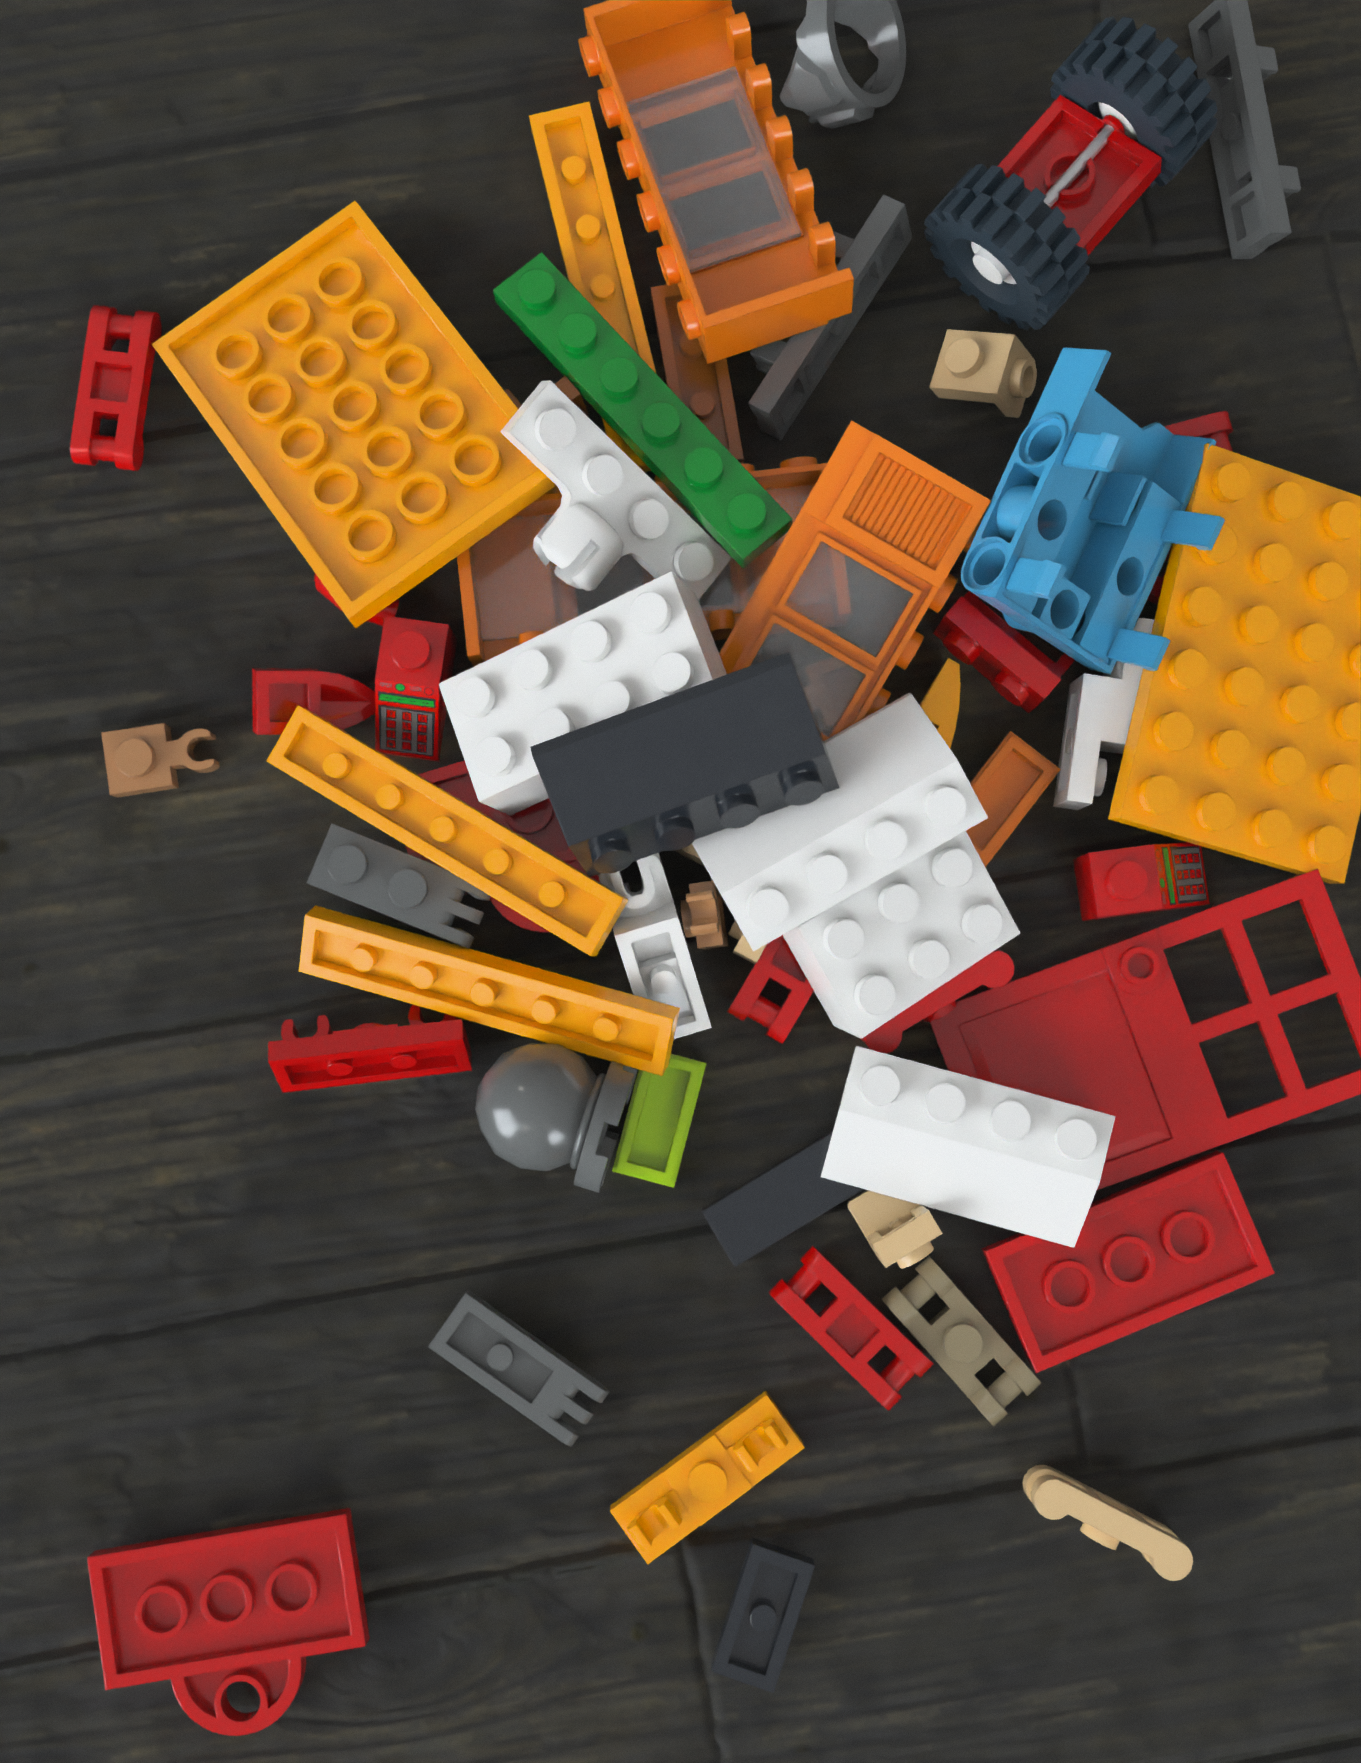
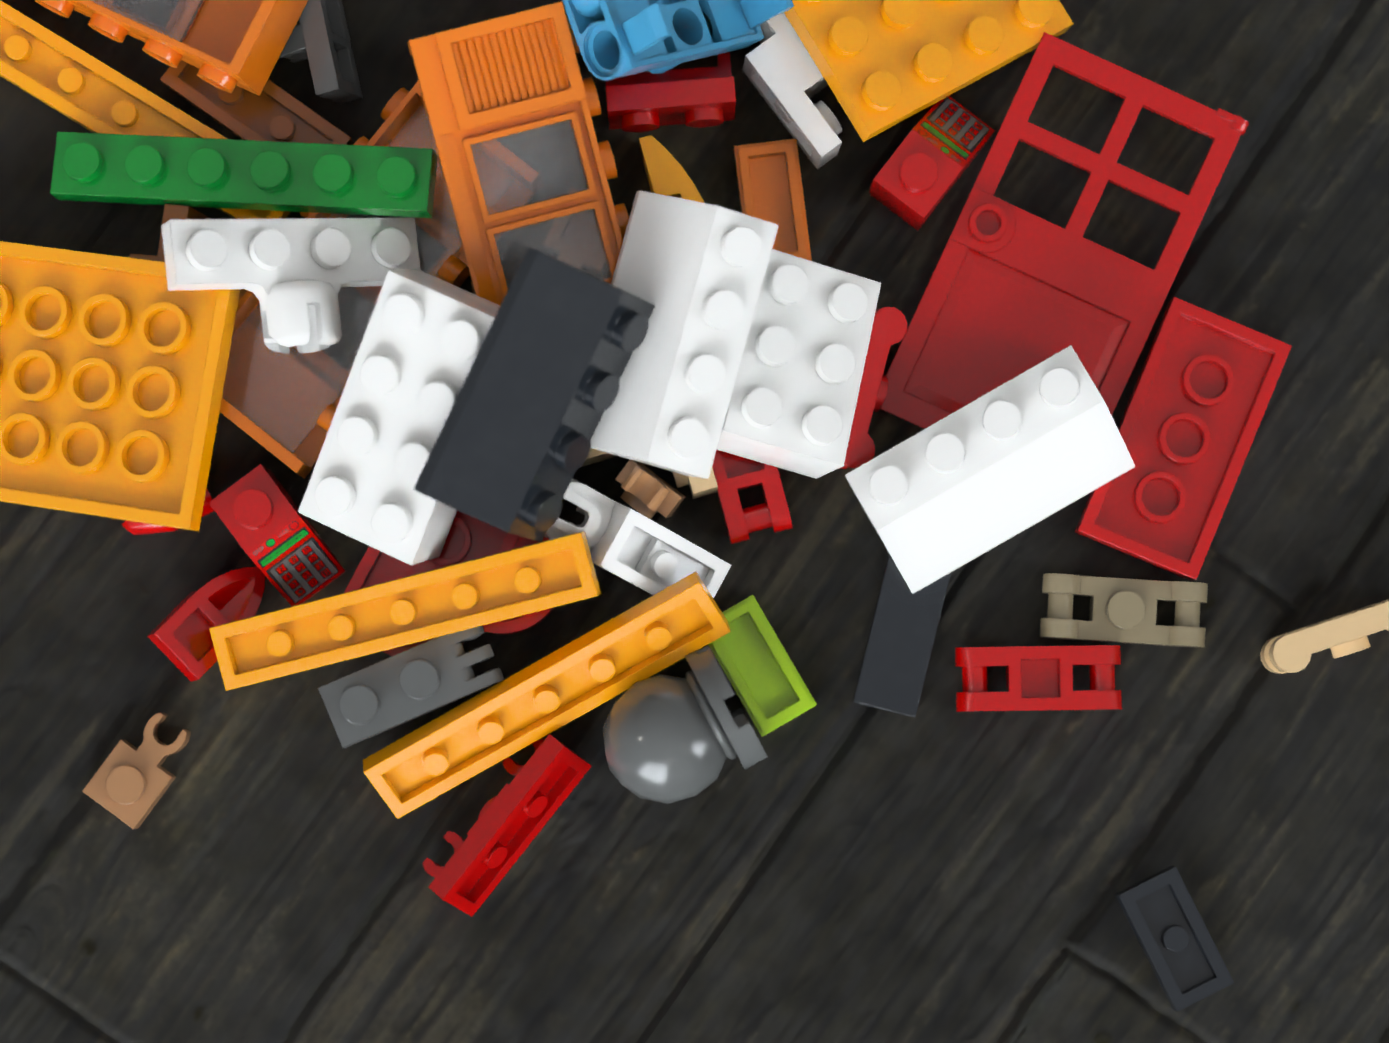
camera: 50 degrees left, 0 degrees up
(517, 1366) = (831, 940): dark grey hinge -> none
(706, 1477) = (1042, 884): light orange plate -> none
(894, 1227) = (998, 577): tan bracket -> none

